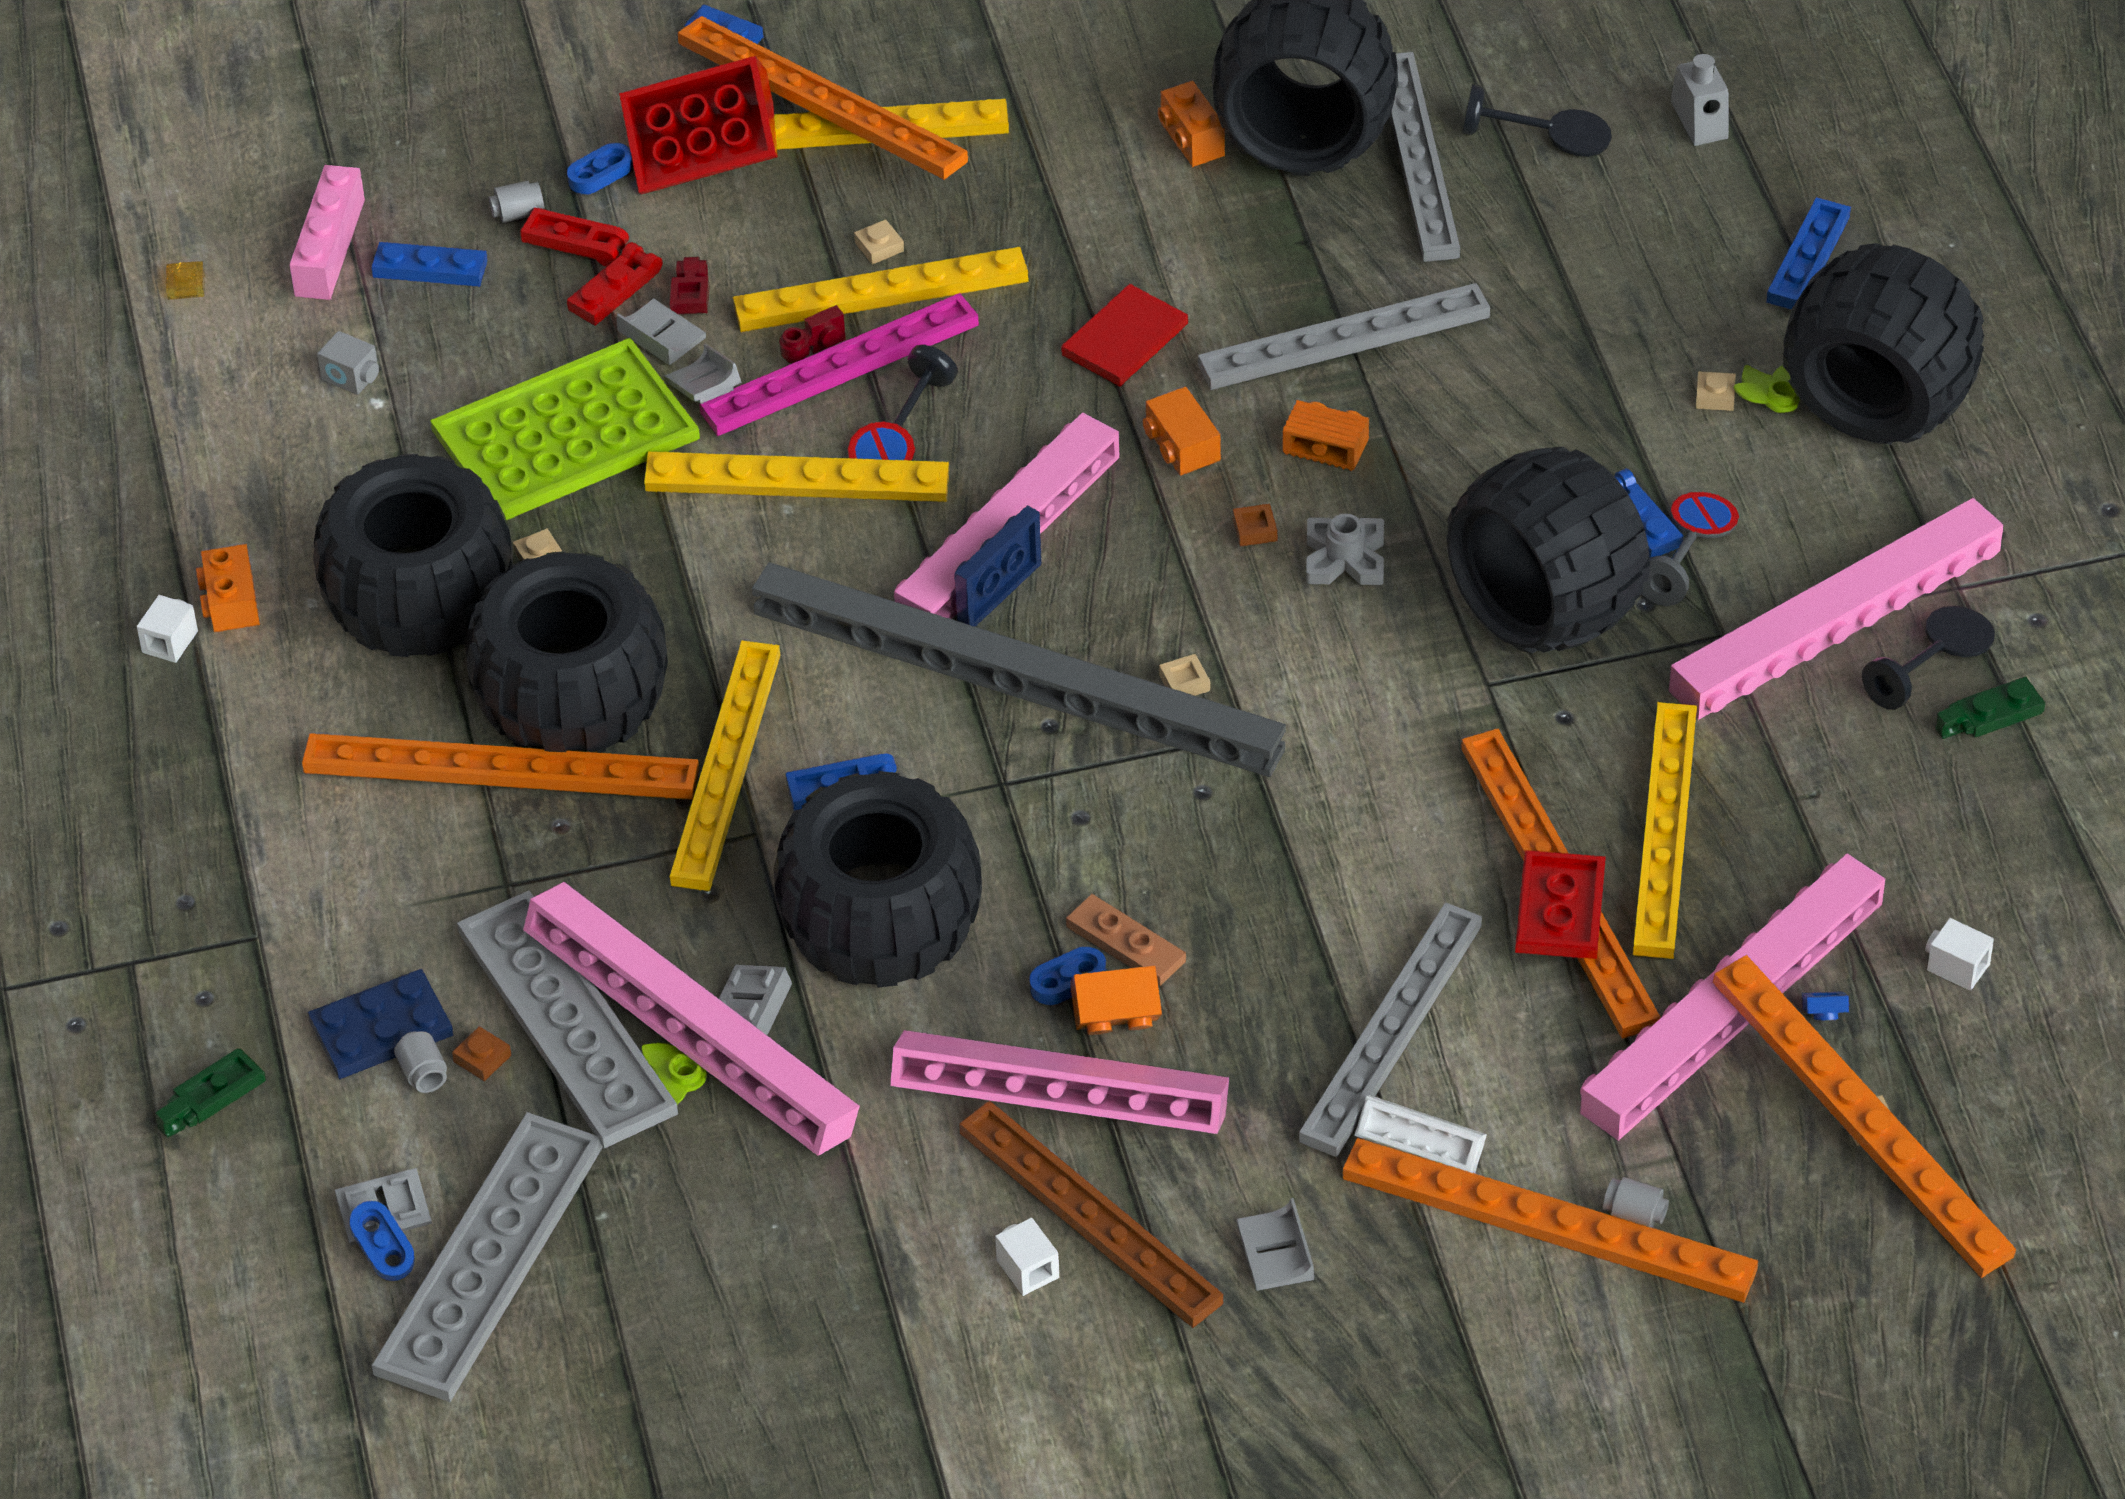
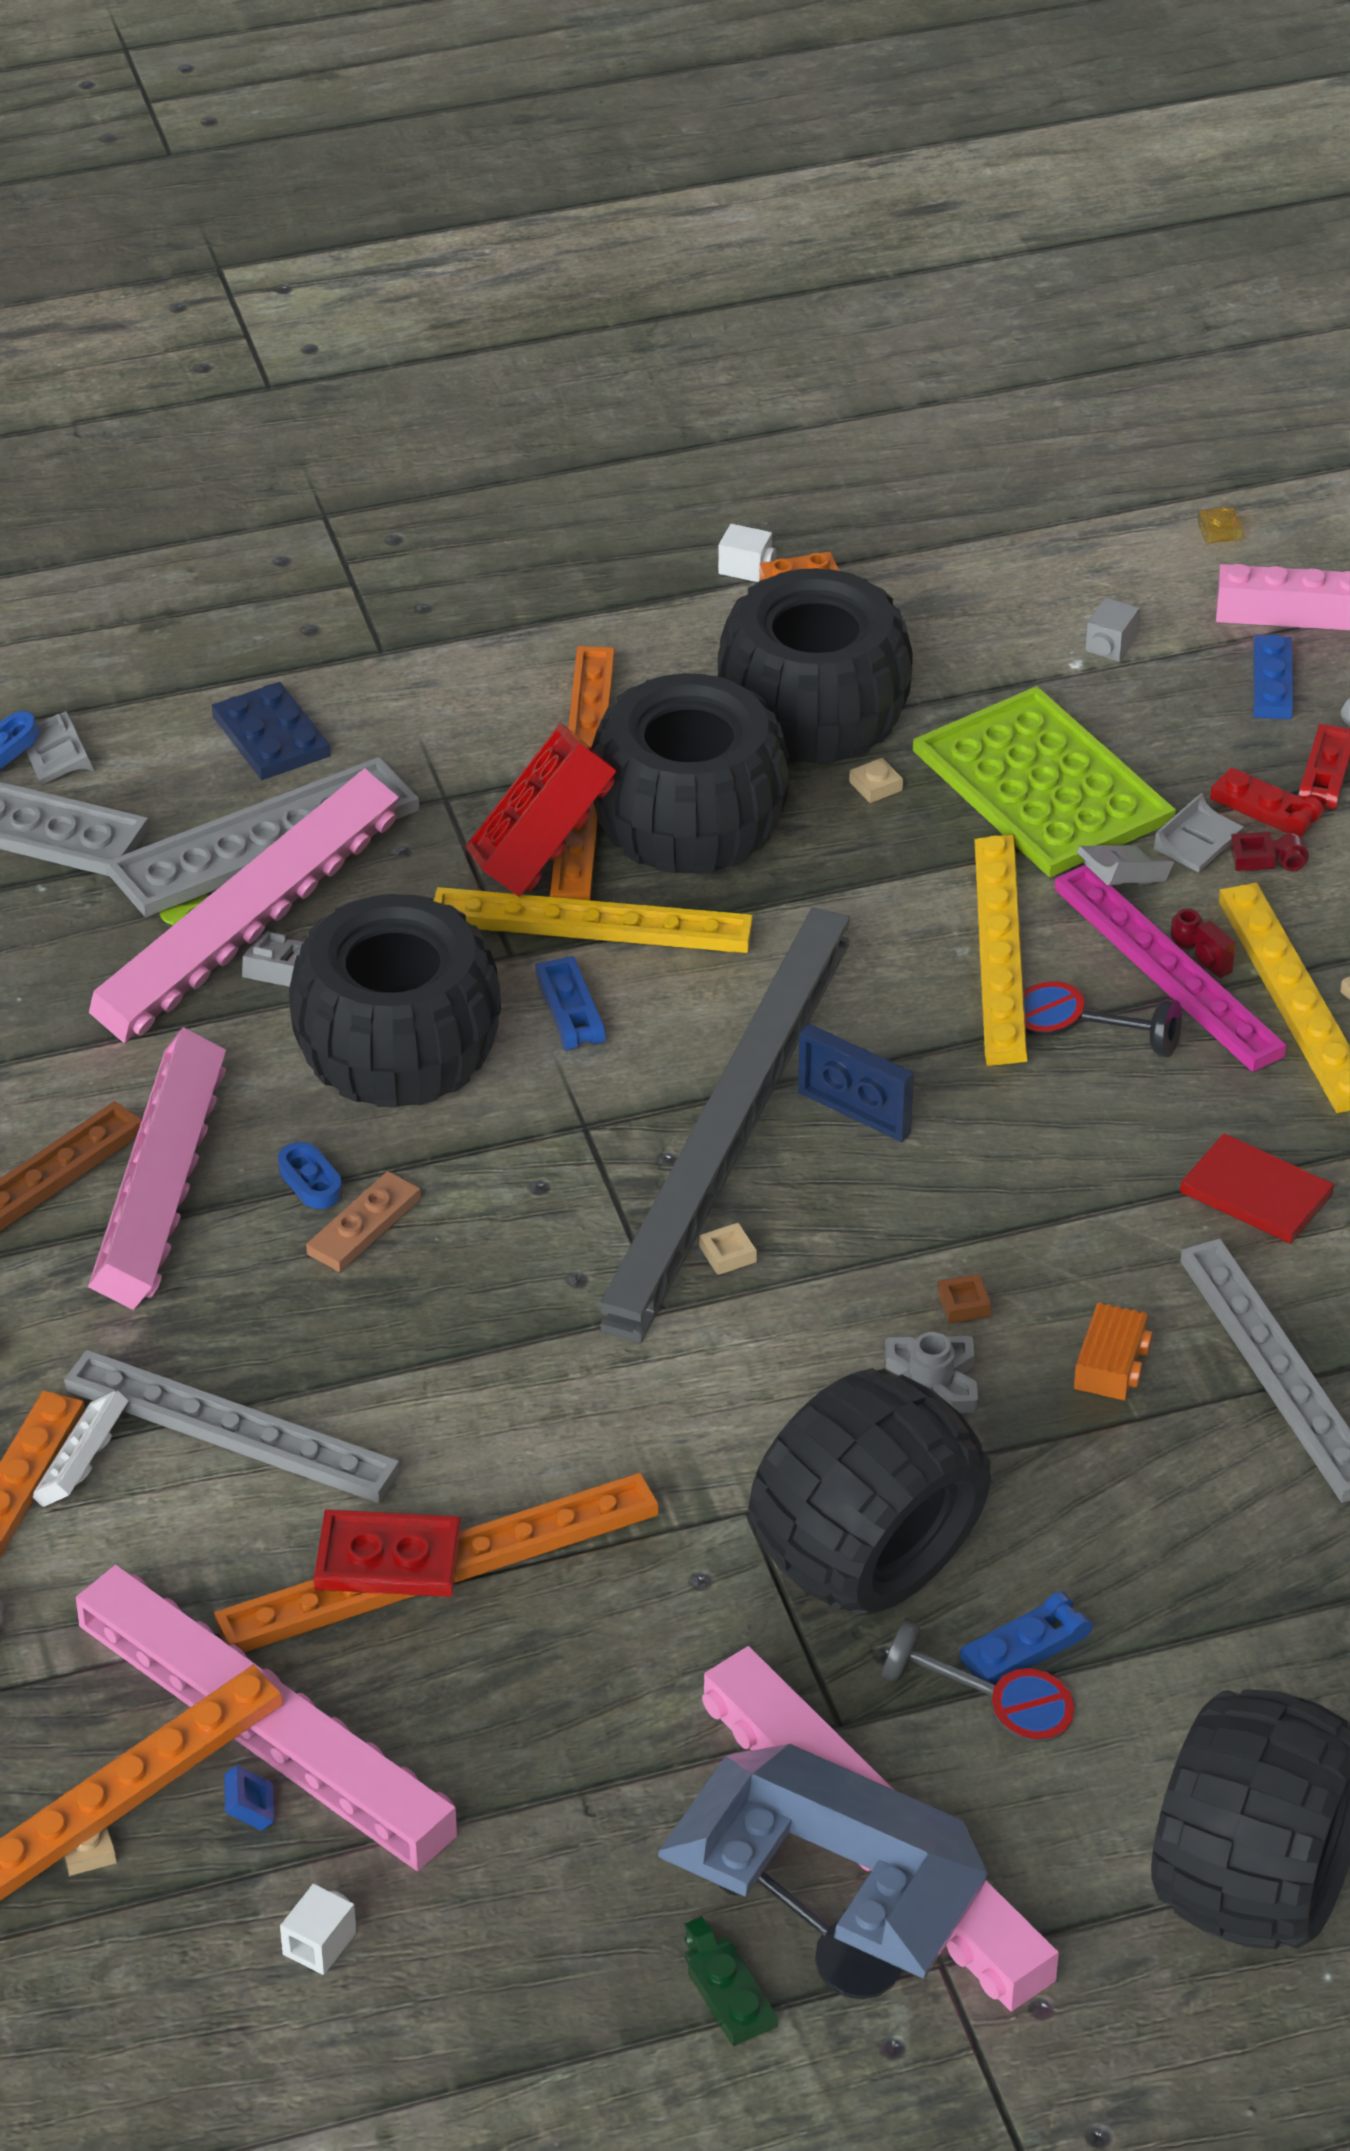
camera: 85 degrees right, 5 degrees down
(209, 1092) = (190, 634): dark green hinge -> none
(421, 1061) = (215, 751): light grey brick -> none
(481, 1053) = (232, 793): dark orange plate -> none
(609, 765) = (540, 811): none -> red slope
(1046, 484) = (977, 1114): bright pink brick -> none
(1116, 999) = (264, 1201): orange brick -> none
(1182, 431) = (1092, 1226): orange brick -> none
(1665, 831) = (517, 1658): yellow plate -> none
(1841, 627) = (918, 1855): none -> sand blue slope

